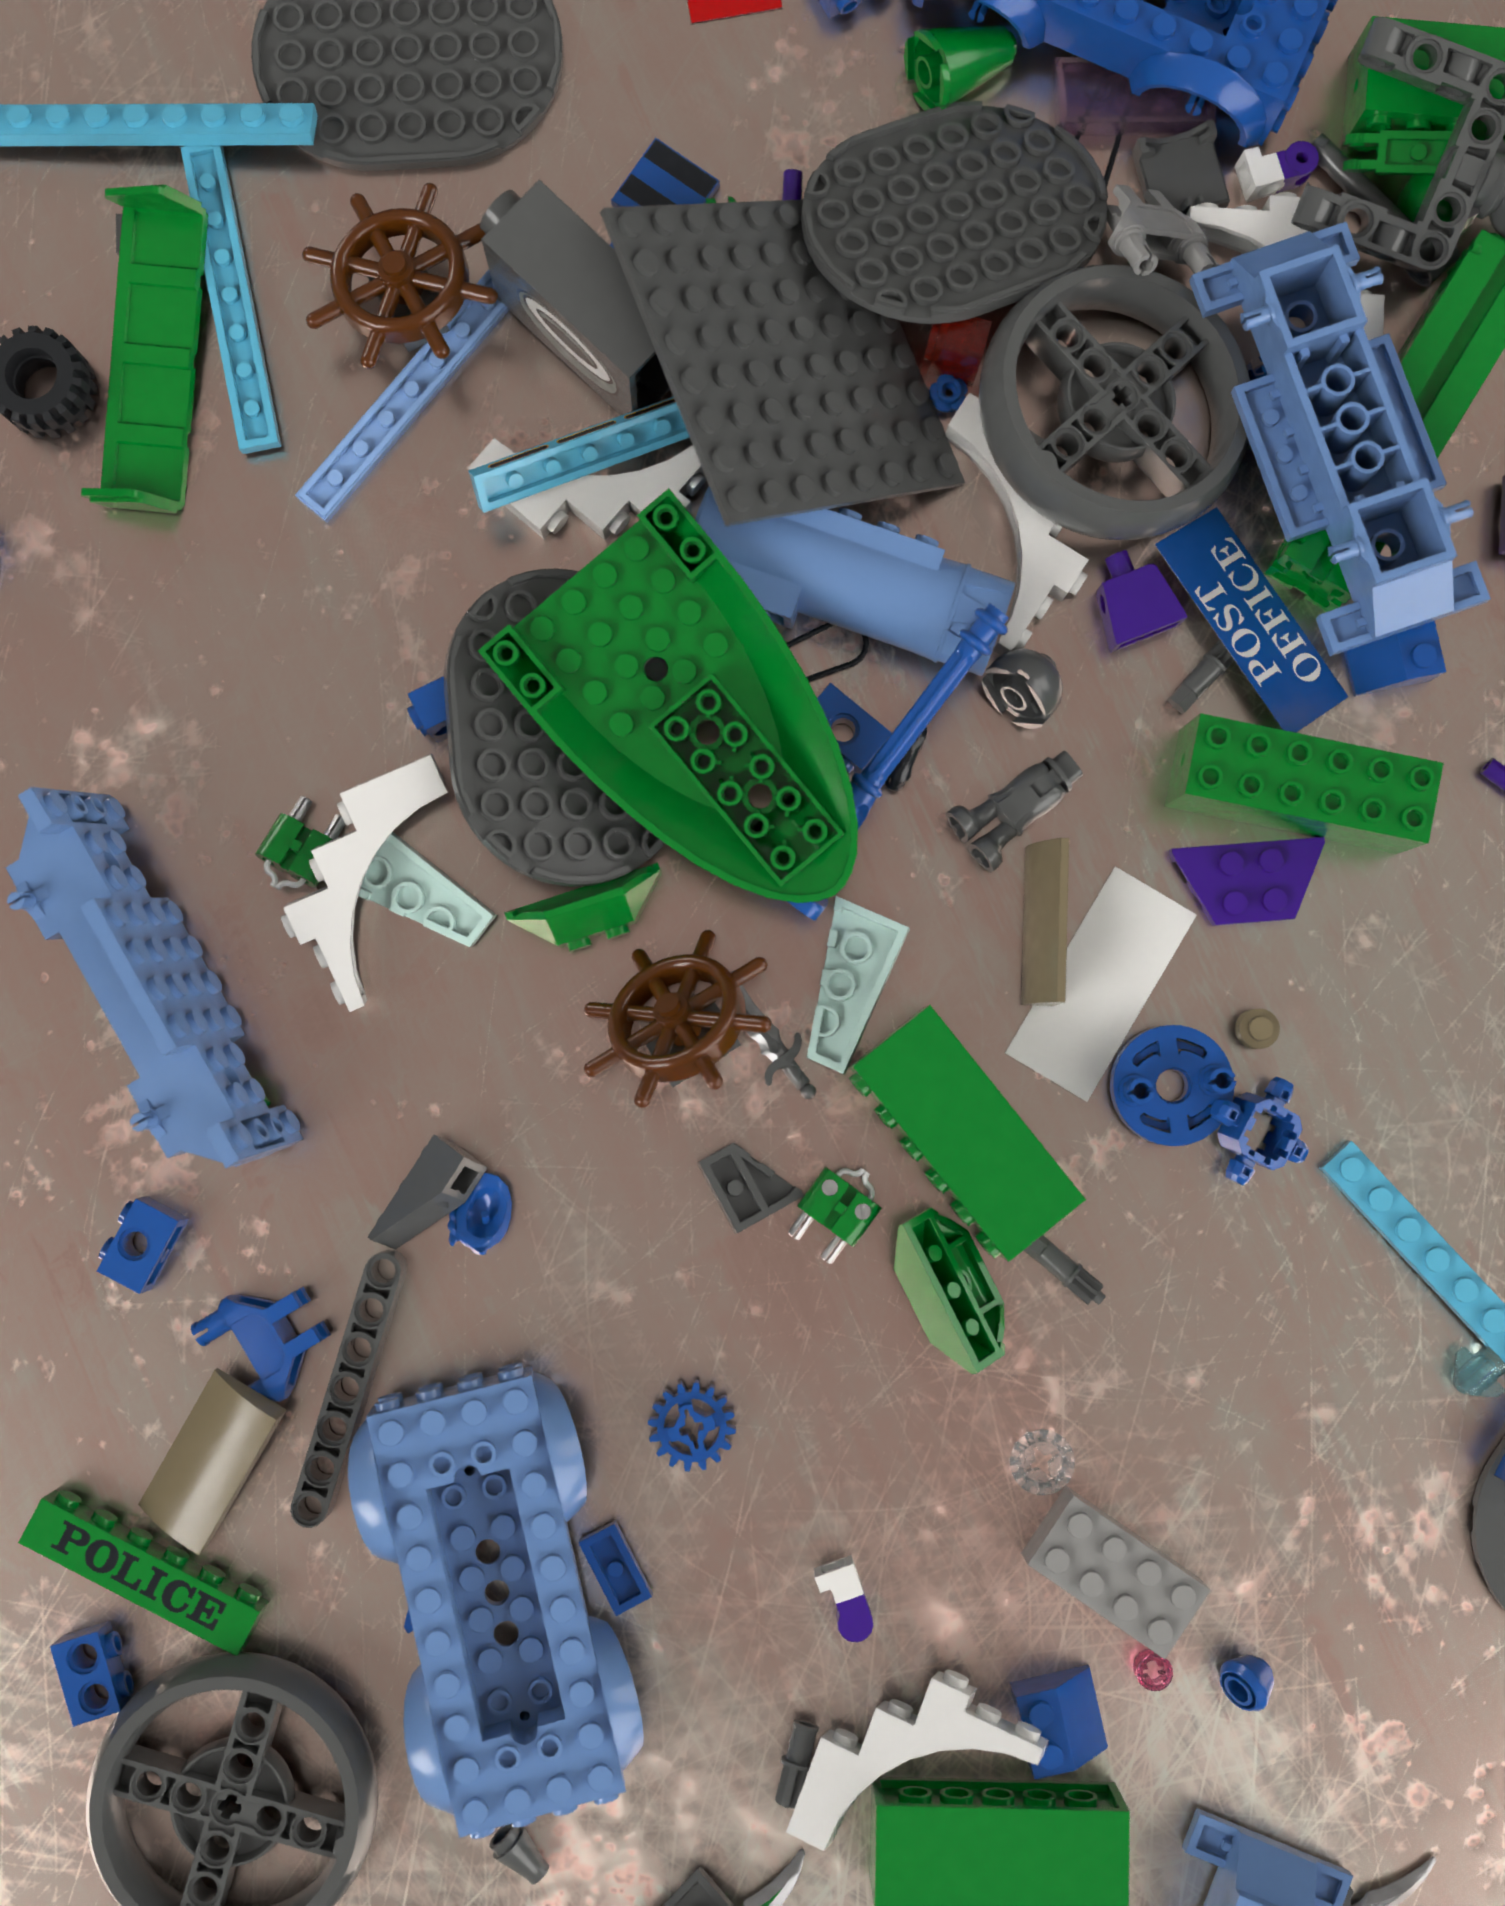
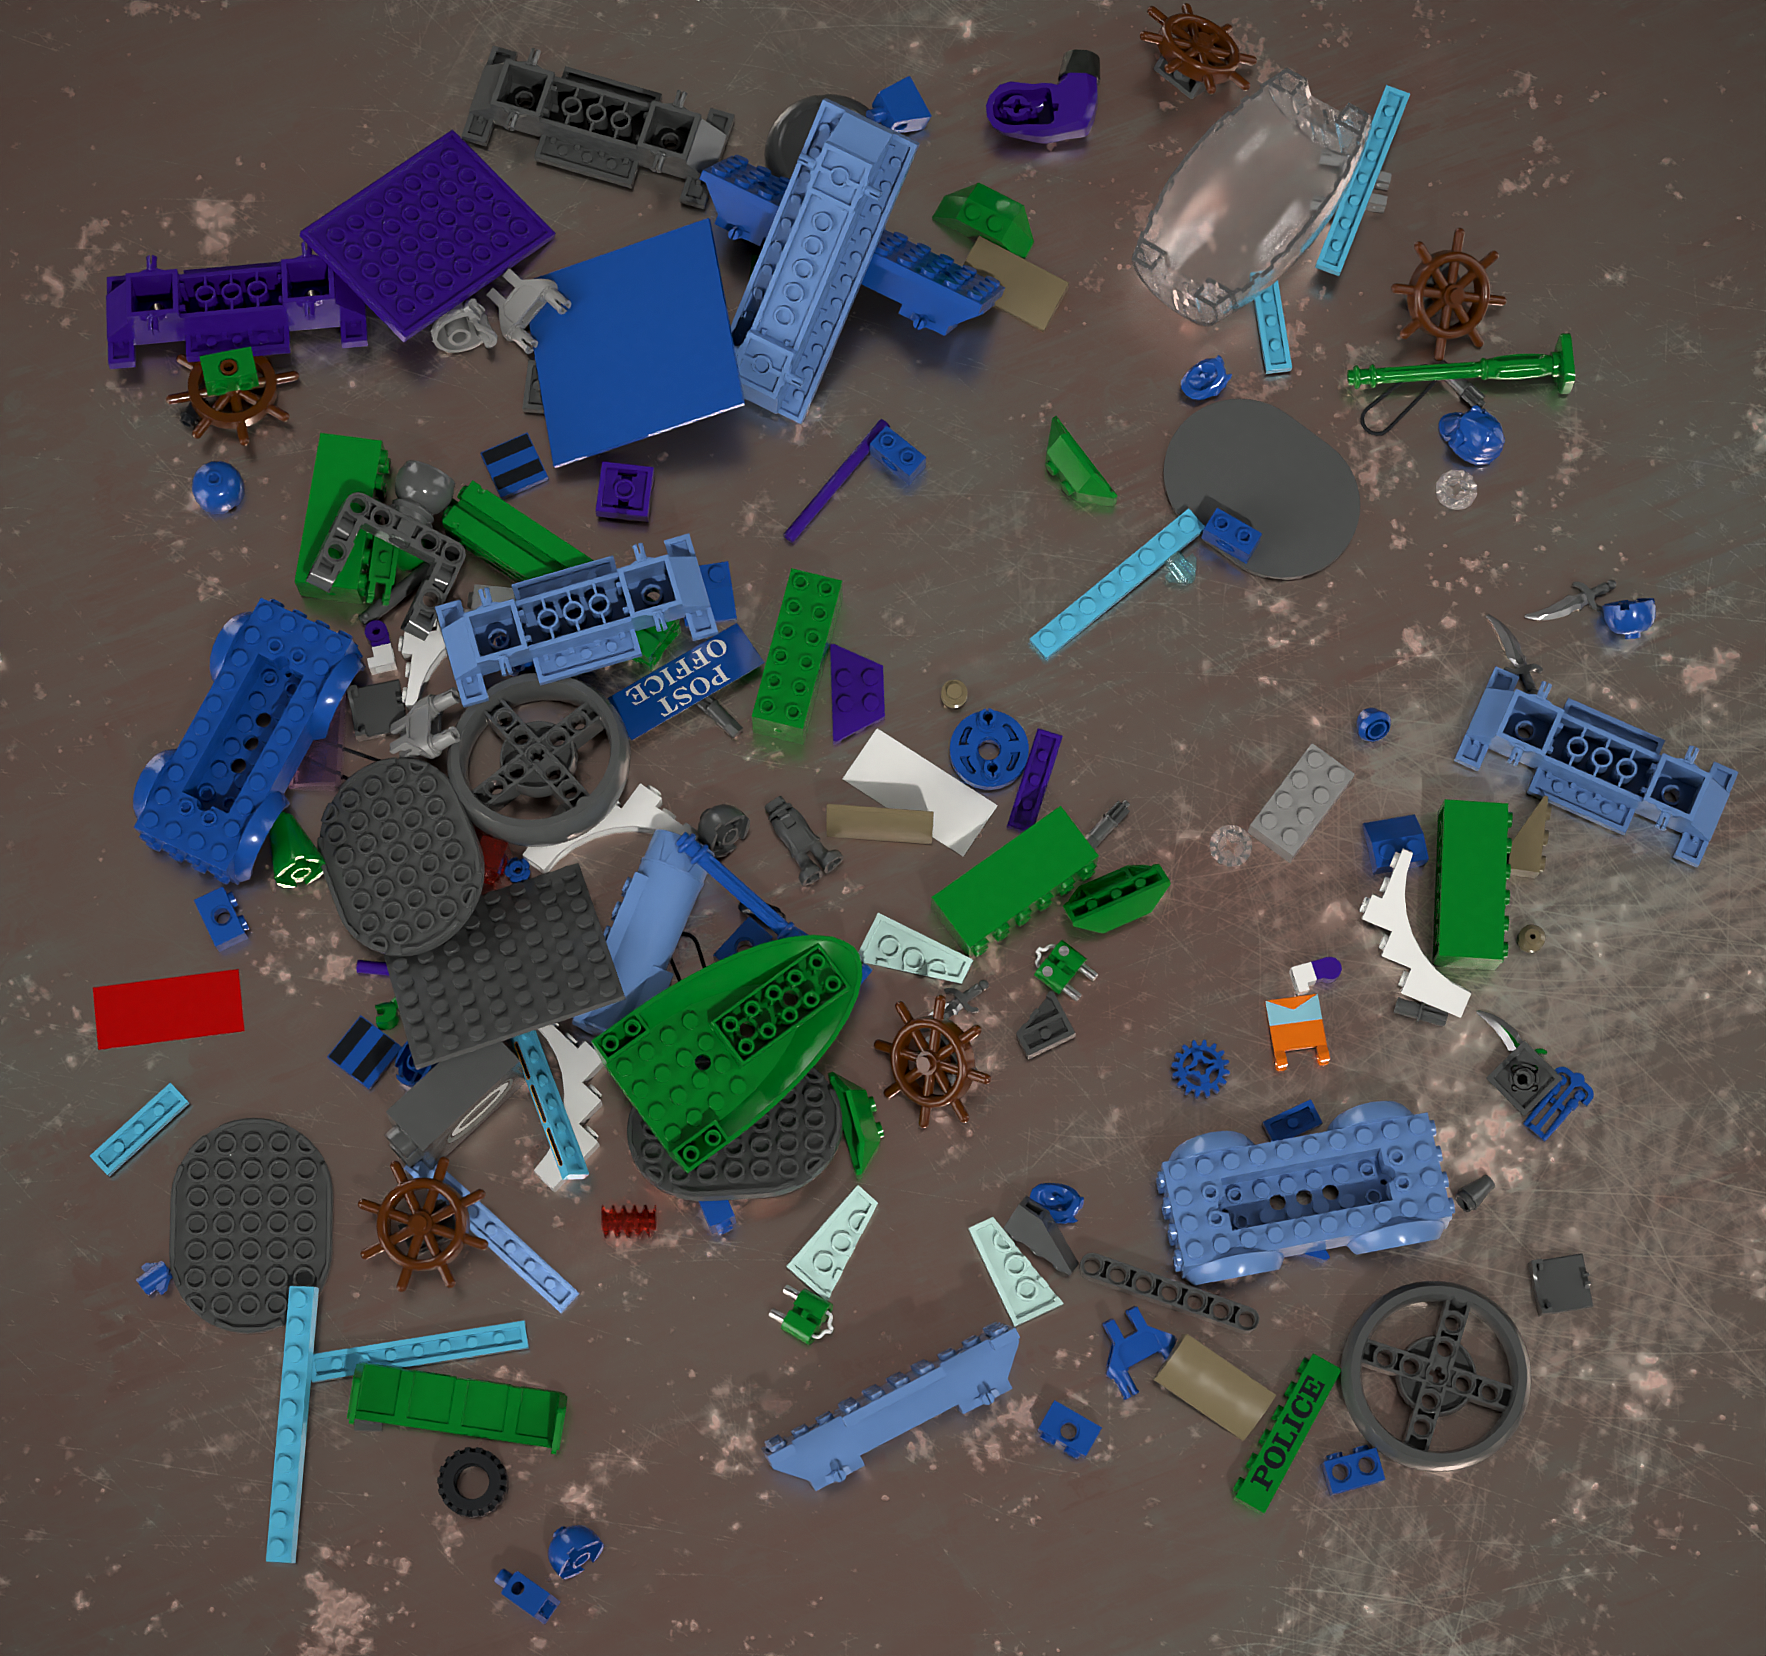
camera: 85 degrees left, 10 degrees down
(330, 912) = (852, 1292): white arch -> none
(364, 1156) = (1015, 1279): none -> light aqua wing
(424, 582) = (628, 1222): none -> clear red piece
(767, 1567) = (1296, 1025): none -> orange flag
(1127, 1157) = (1034, 780): none -> dark purple tile
(1136, 603) = (668, 755): dark purple torso -> none
(1140, 1664) = (1370, 776): clear pink bush -> none
(1281, 1144) = (1011, 708): blue piece -> none

